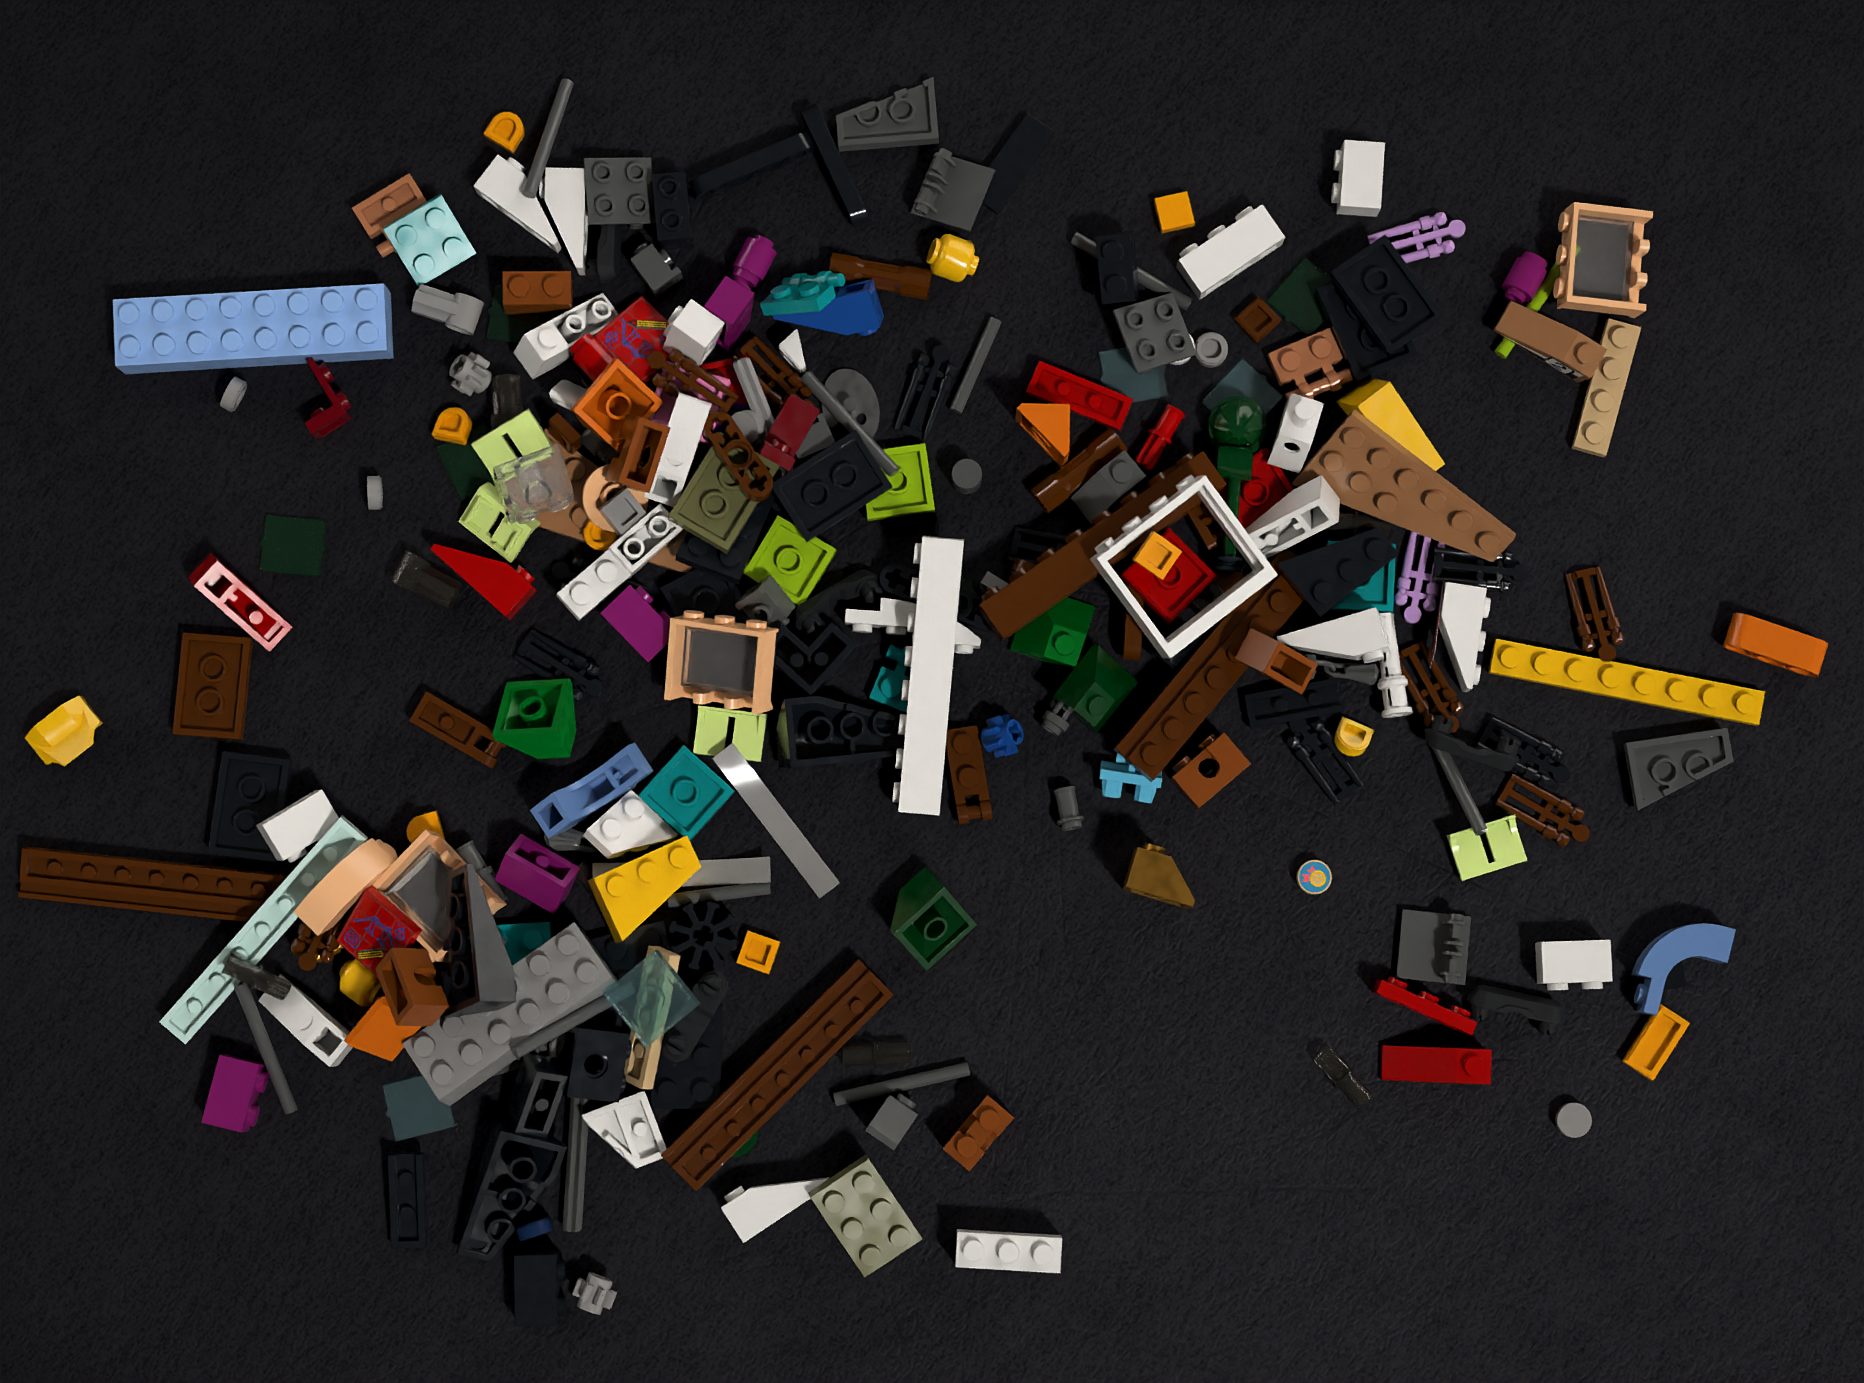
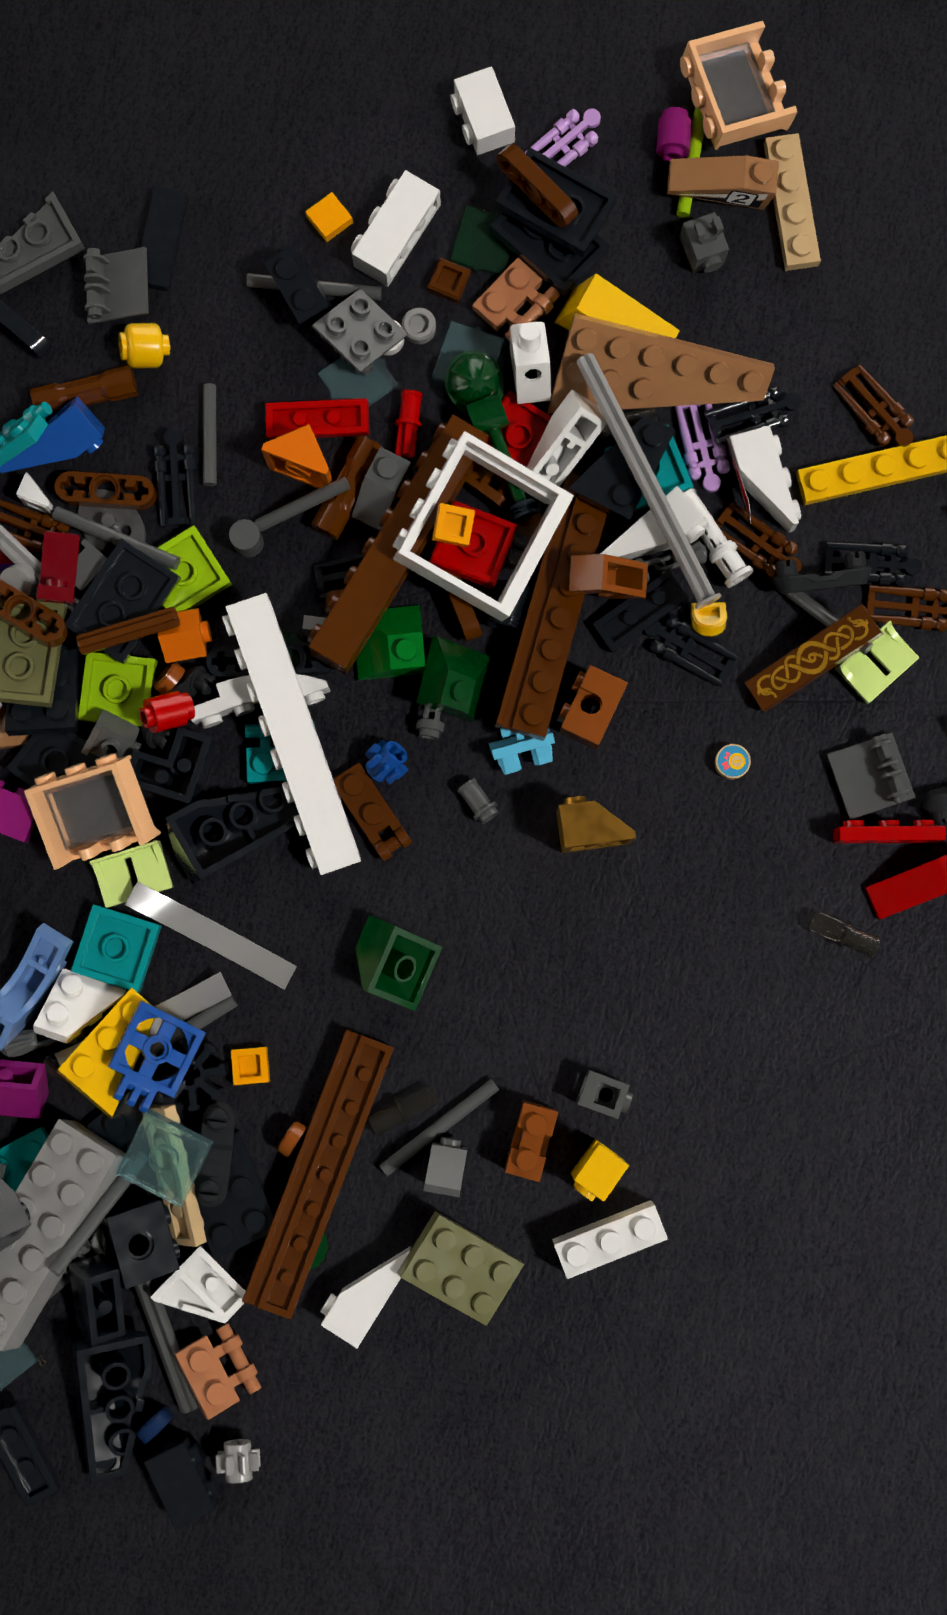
camera: 25 degrees left, 0 degrees up
(600, 1207) = (207, 1377): none -> nougat plate
(660, 922) = (141, 1082): none -> blue piece
(766, 1033) = (291, 1138): none -> dark orange tile
(825, 516) = (127, 630): none -> reddish brown axle
(827, 604) = (167, 711): none -> red brick
(840, 572) = (168, 678): none -> dark orange tile
(841, 356) = (131, 483): none -> reddish brown beam
(871, 539) = (187, 639): none -> orange brick
(1025, 1186) = (598, 1171): none -> yellow brick
(1032, 468) = (302, 504): none -> dark grey bar
(1052, 1111) = (590, 1089): none -> dark grey brick
(1349, 590) = (647, 481): none -> light grey axle
(1374, 276) = (537, 185): none -> reddish brown beam
(1429, 817) = (814, 658): none -> reddish brown tile
(1506, 392) = (704, 243): none -> dark grey brick

